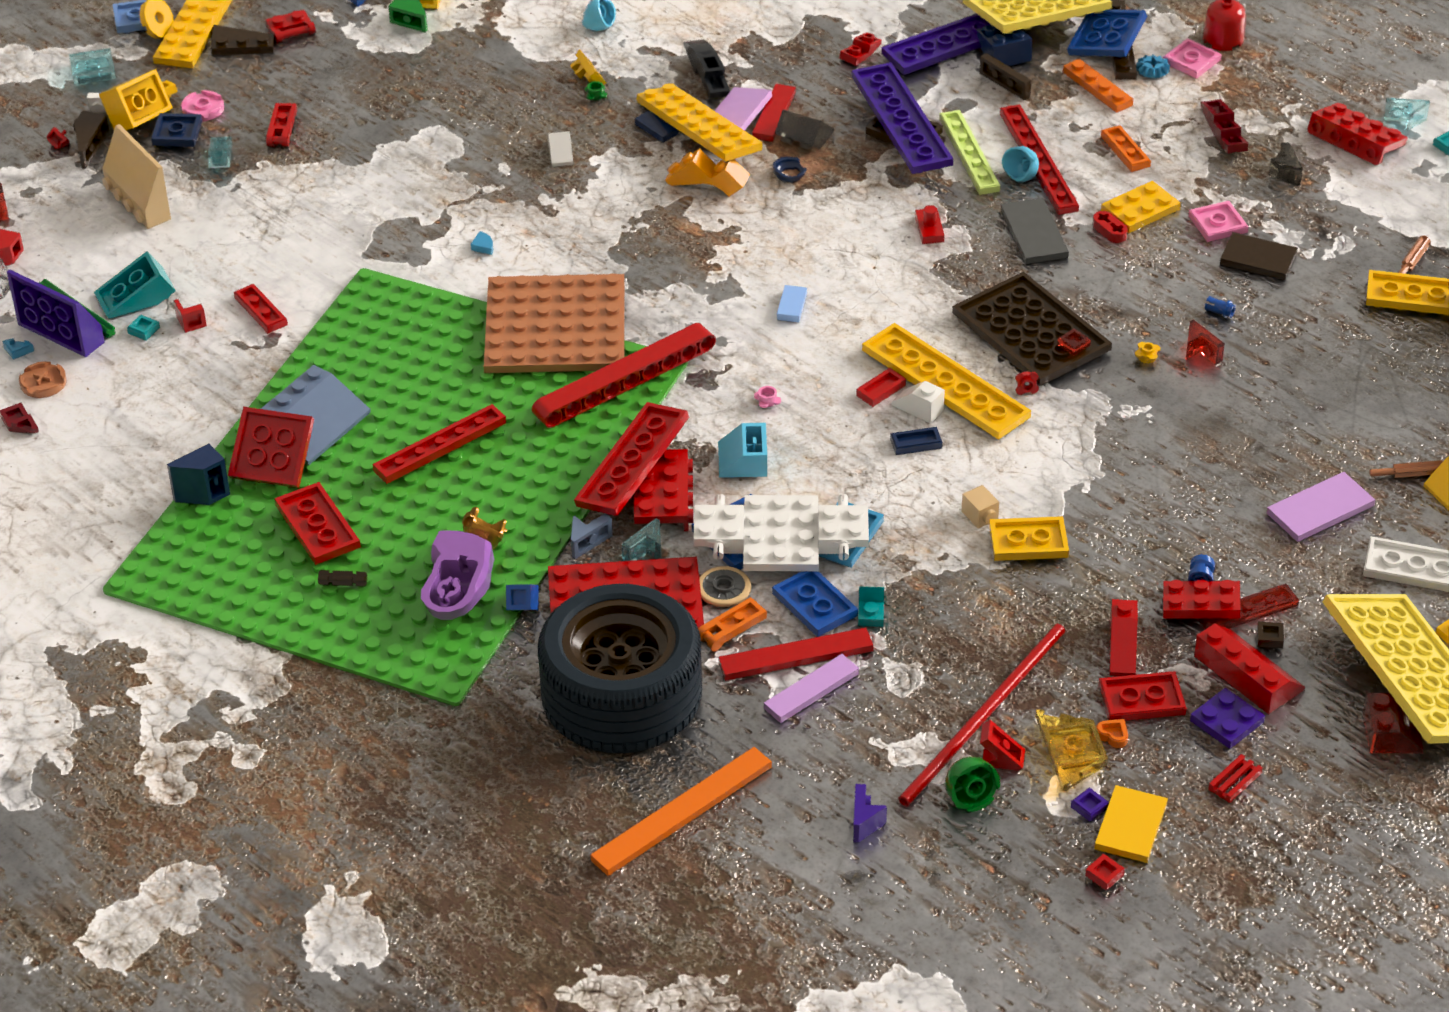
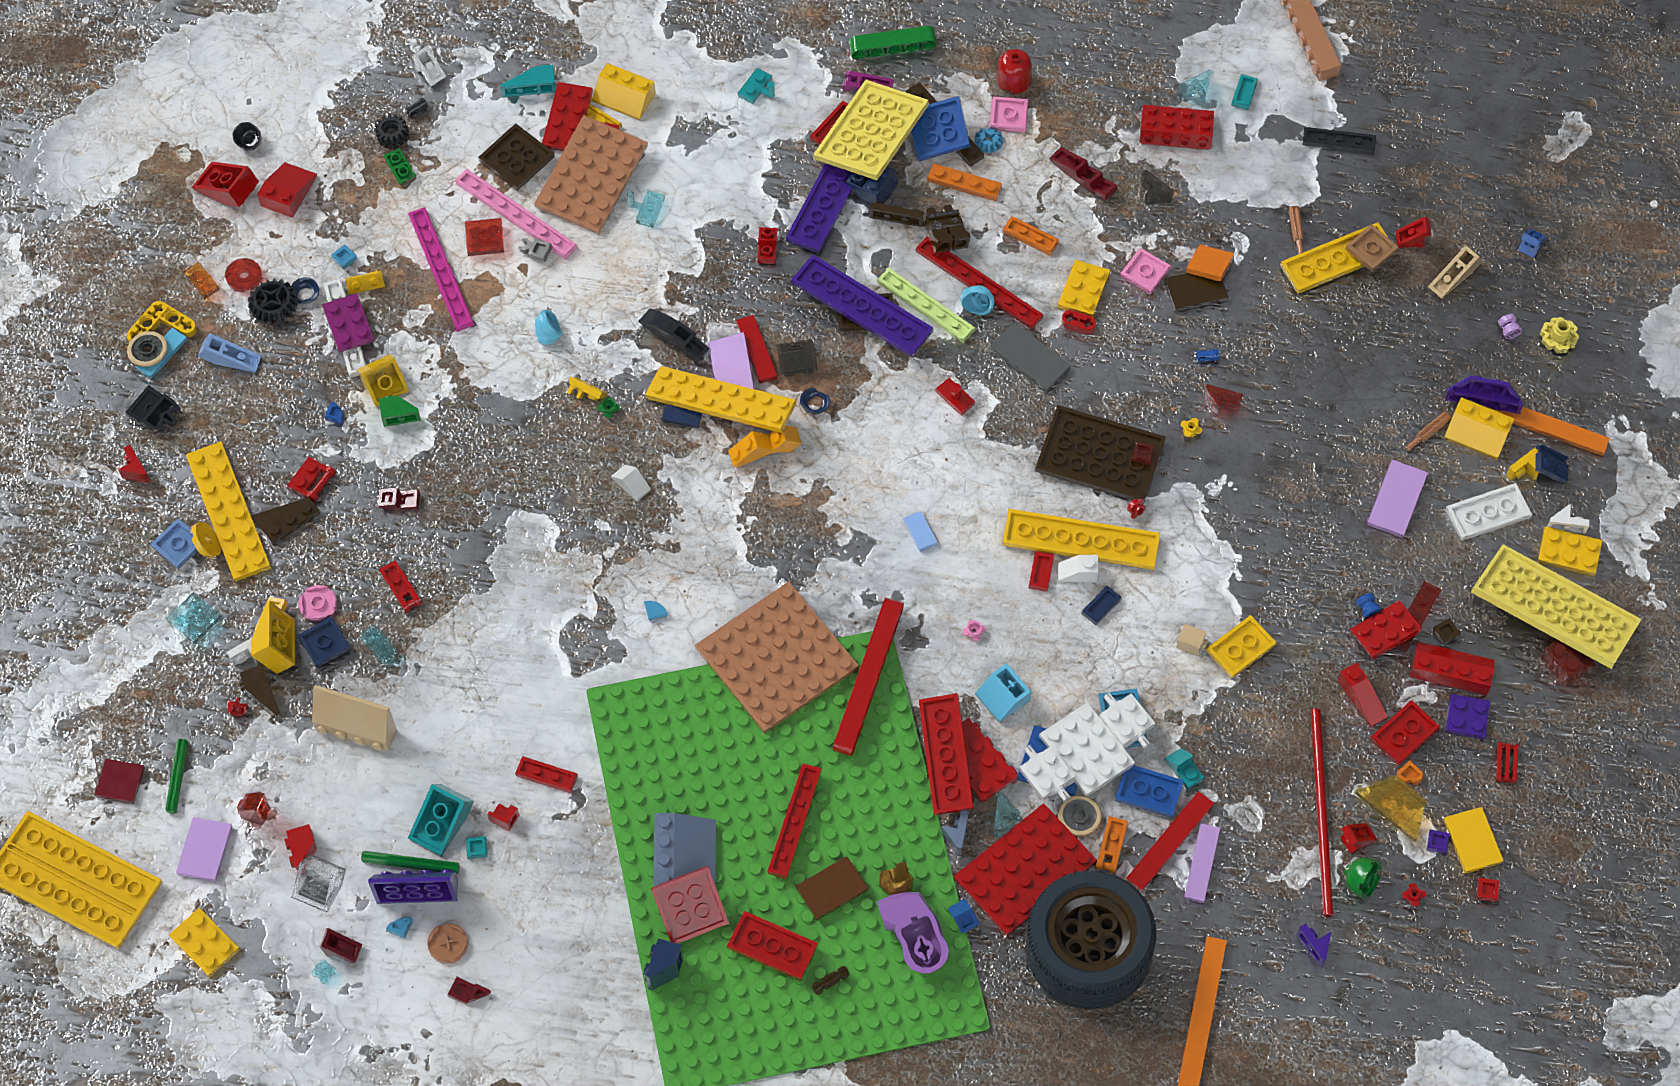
camera: 35 degrees left, 20 degrees up
(344, 69) = (398, 500): none -> slope
(420, 511) = (831, 888): none -> reddish brown tile
(1016, 833) = (1413, 900): none -> red plate
(1042, 98) = (946, 228): none -> dark brown hips
(1290, 239) = (1210, 262): none -> orange tile

